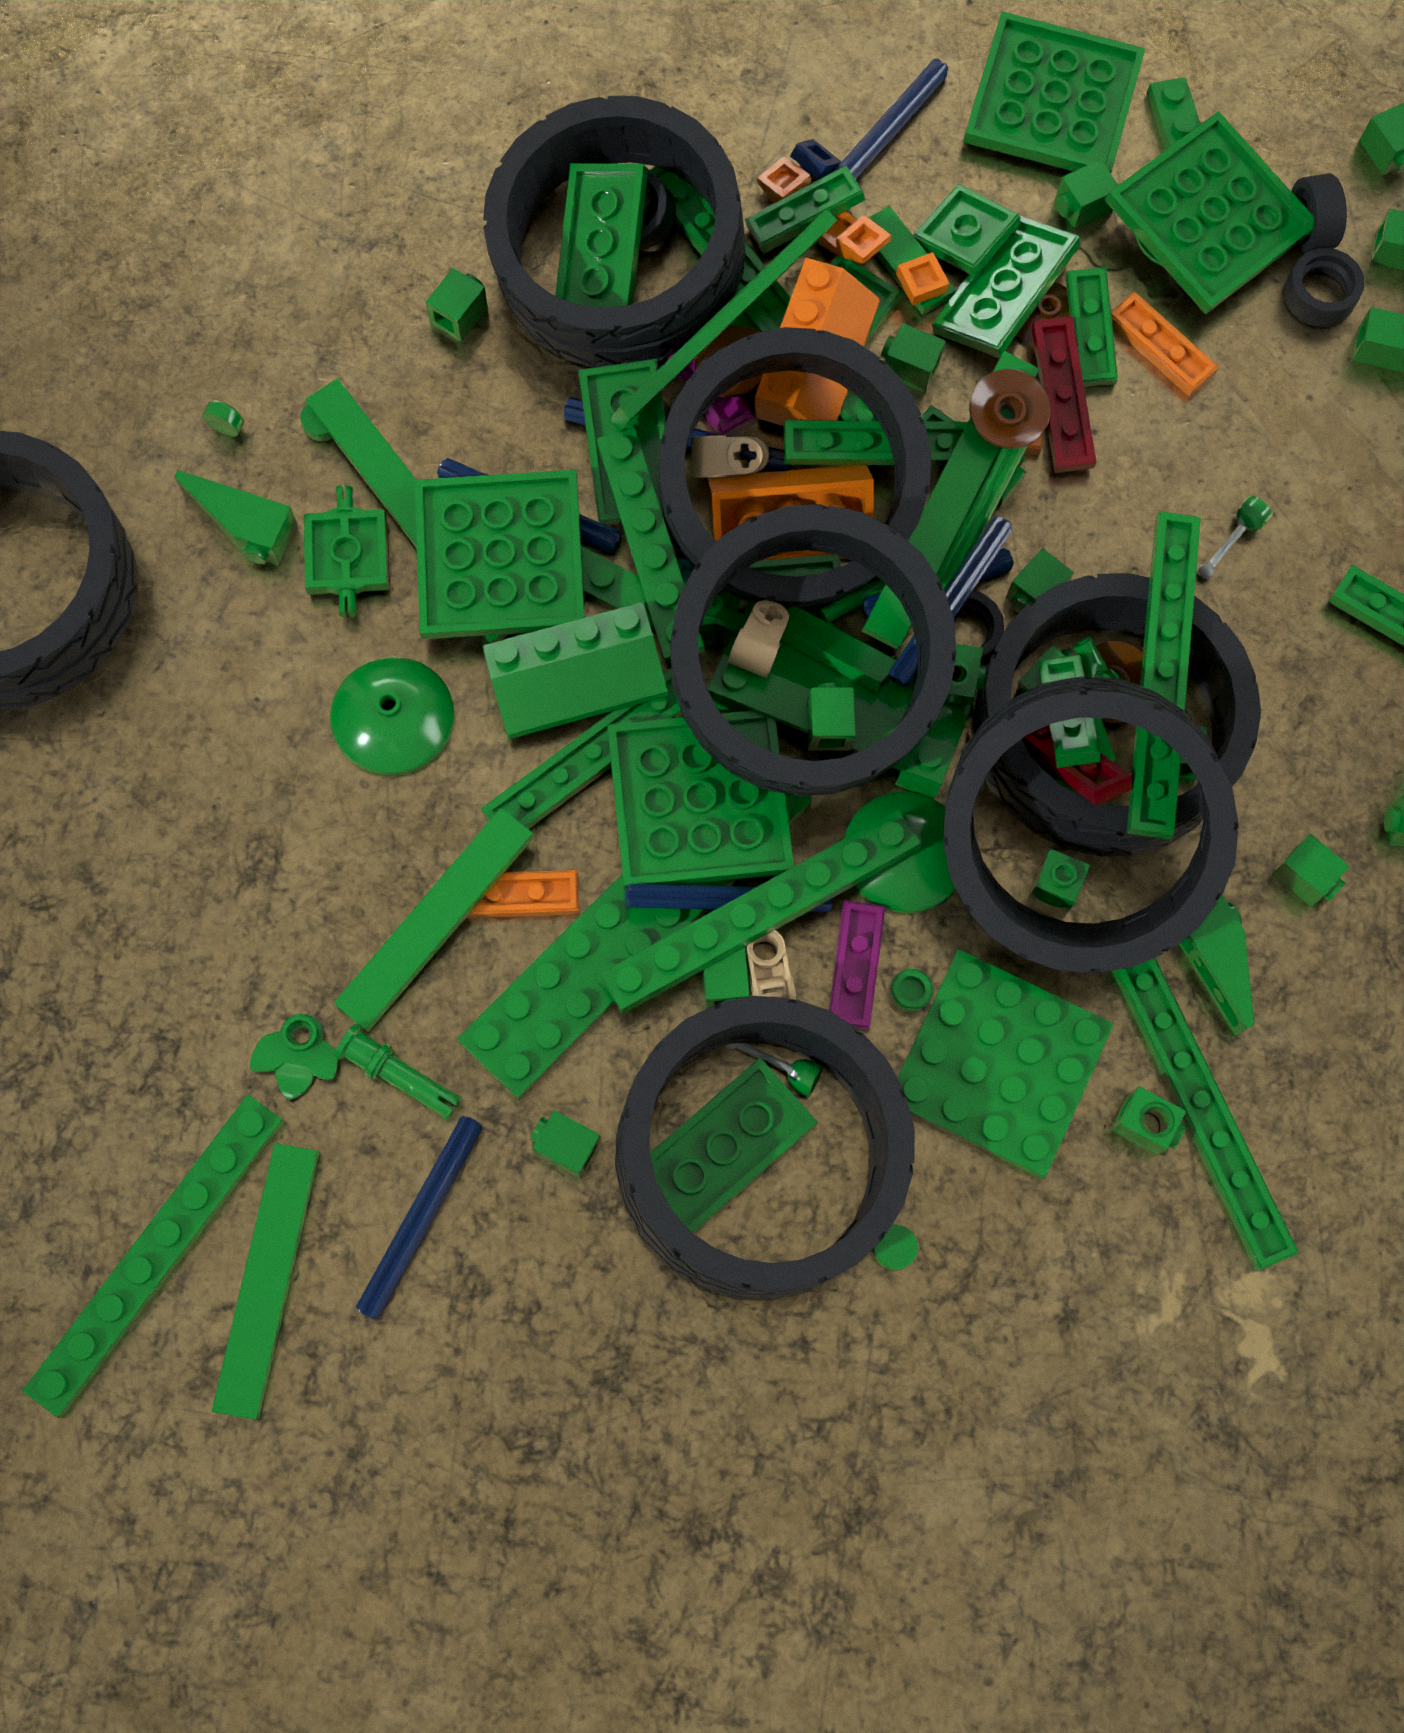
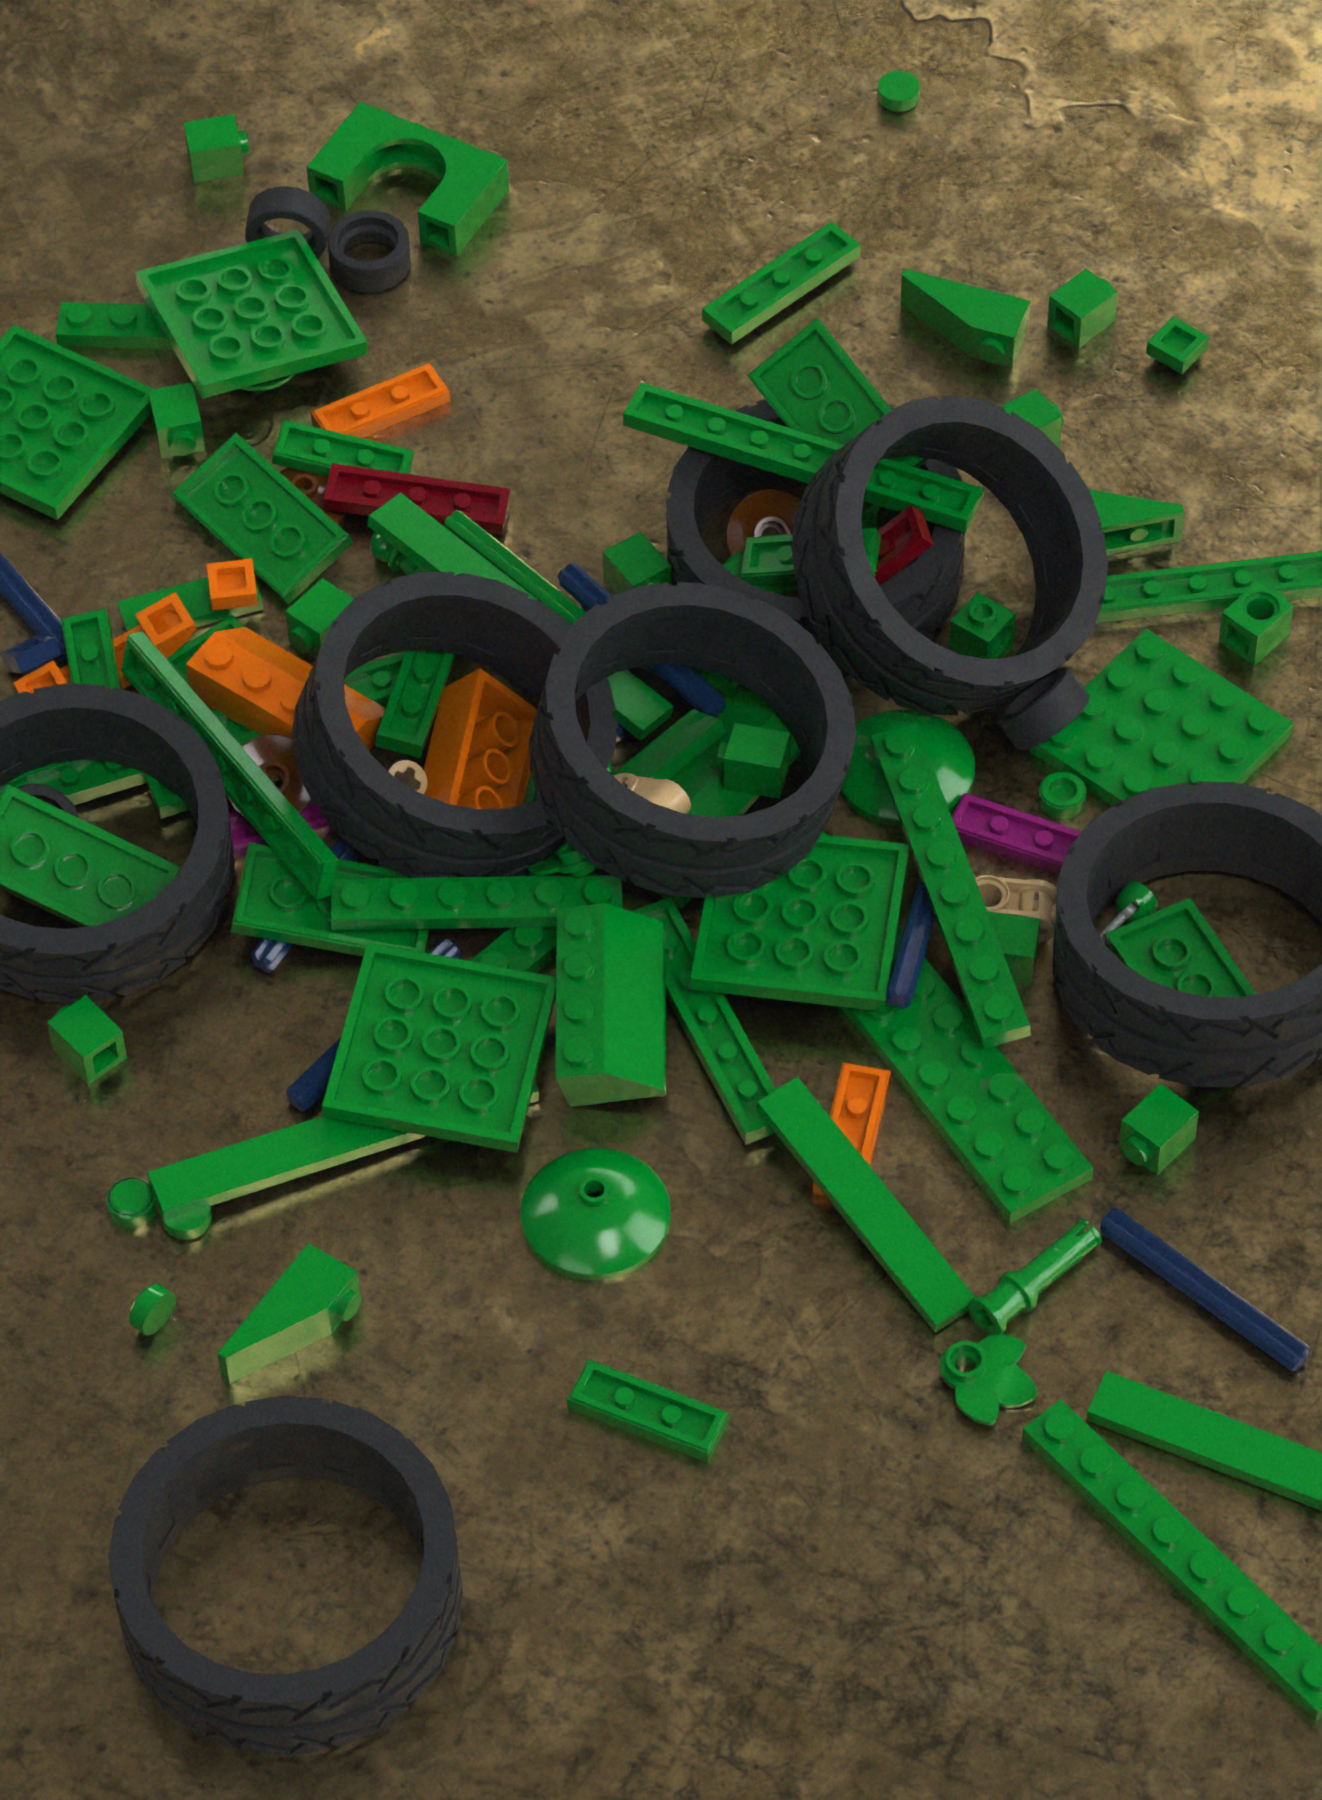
camera: 70 degrees left, 20 degrees down
(214, 800) = (648, 1410): none -> green tile
(321, 374) = (131, 1202): none -> green piece
(346, 551) = (374, 1214): green plate -> none
(967, 229) = (177, 537): green tile -> none
(976, 955) = (1043, 709): none -> black tyre
(1019, 394) = (447, 521): reddish brown dish -> none
(1092, 660) = (734, 541): green arm -> none
(1239, 676) = (821, 389): none -> green tile
(1250, 516) = (615, 379): hinge -> none

